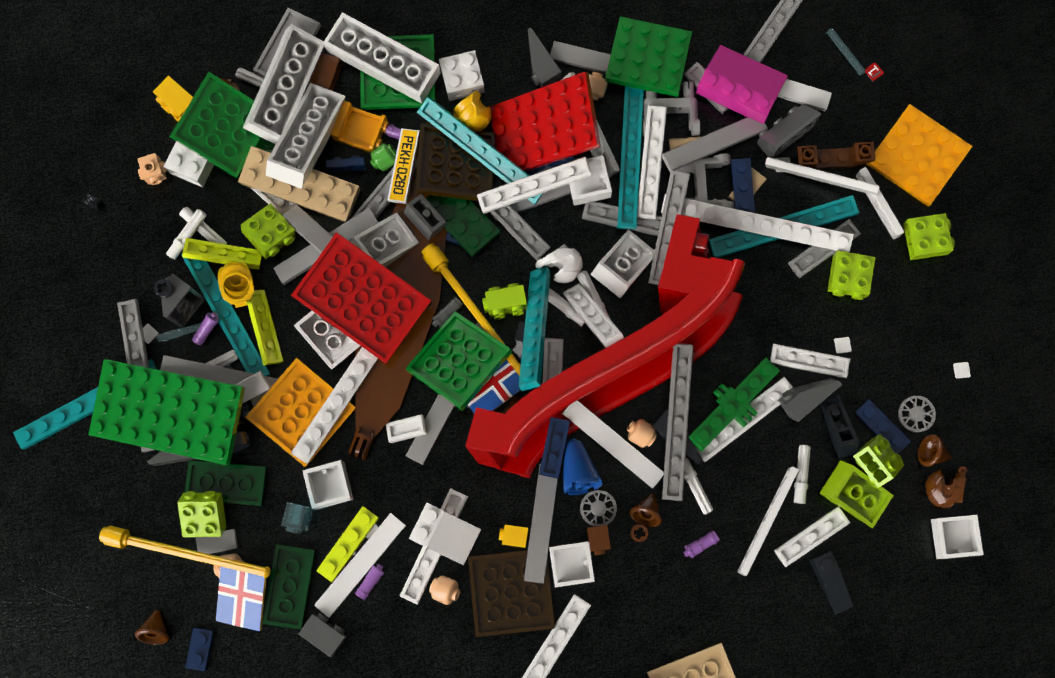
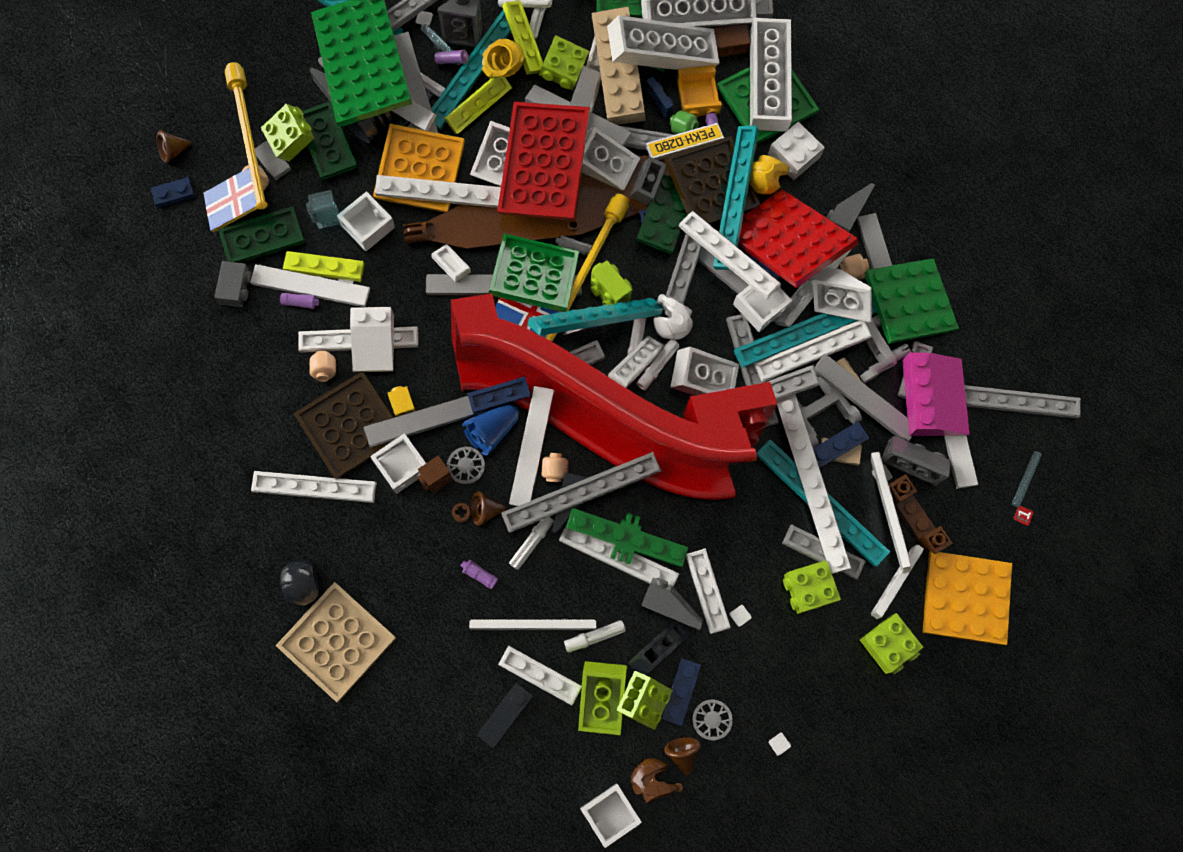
camera: 50 degrees right, 5 degrees down
(621, 110) = (842, 295): none -> white slope

